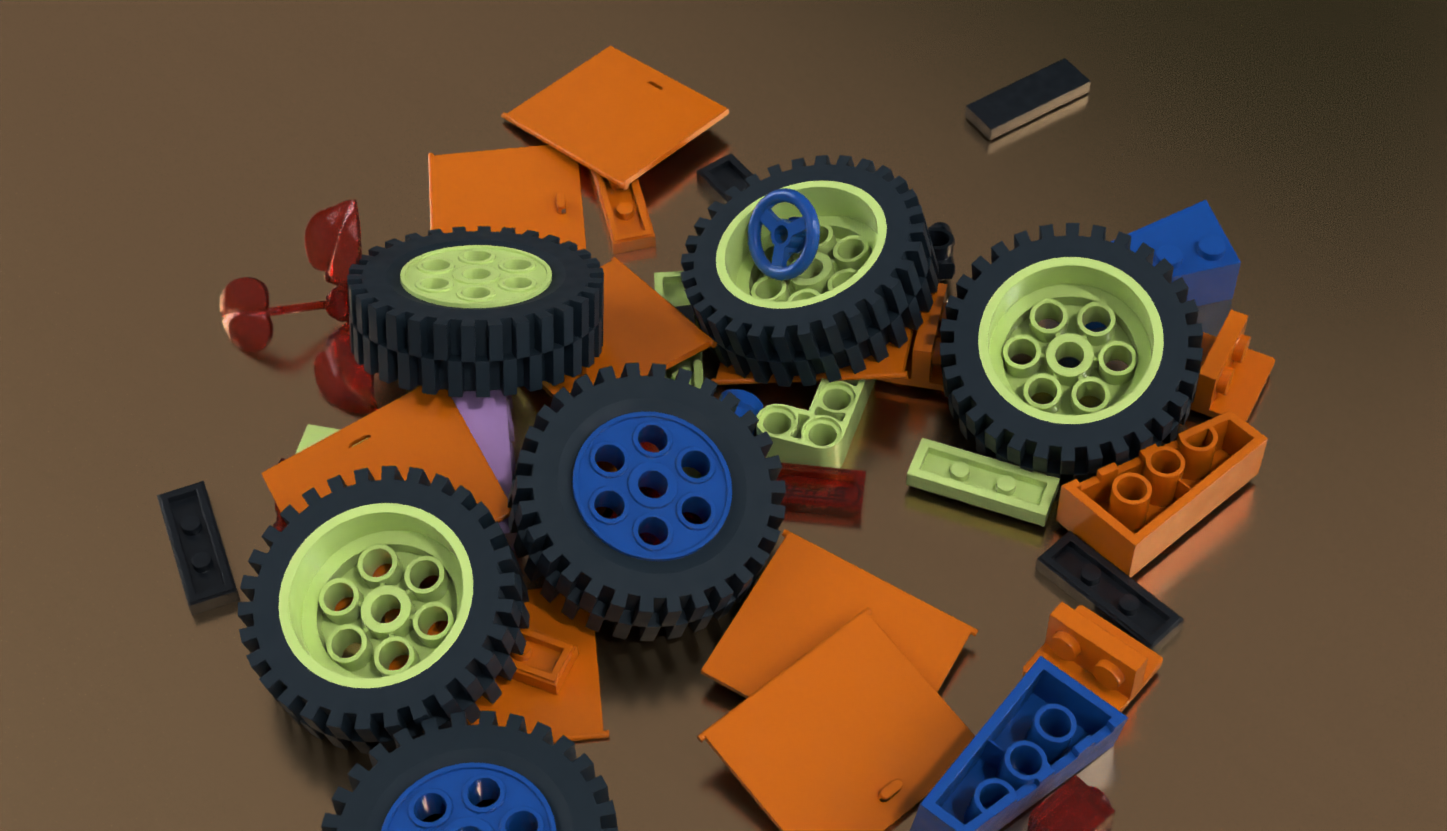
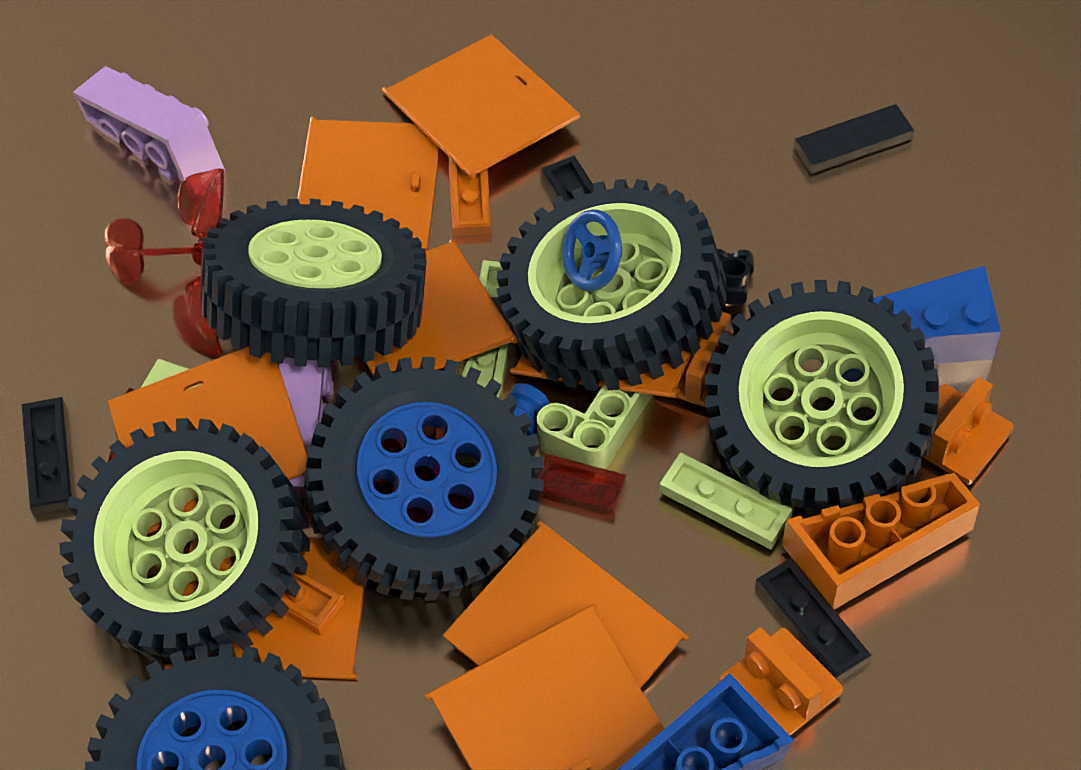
camera: 10 degrees right, 5 degrees up
(248, 179) = (149, 123): none -> lavender wedge

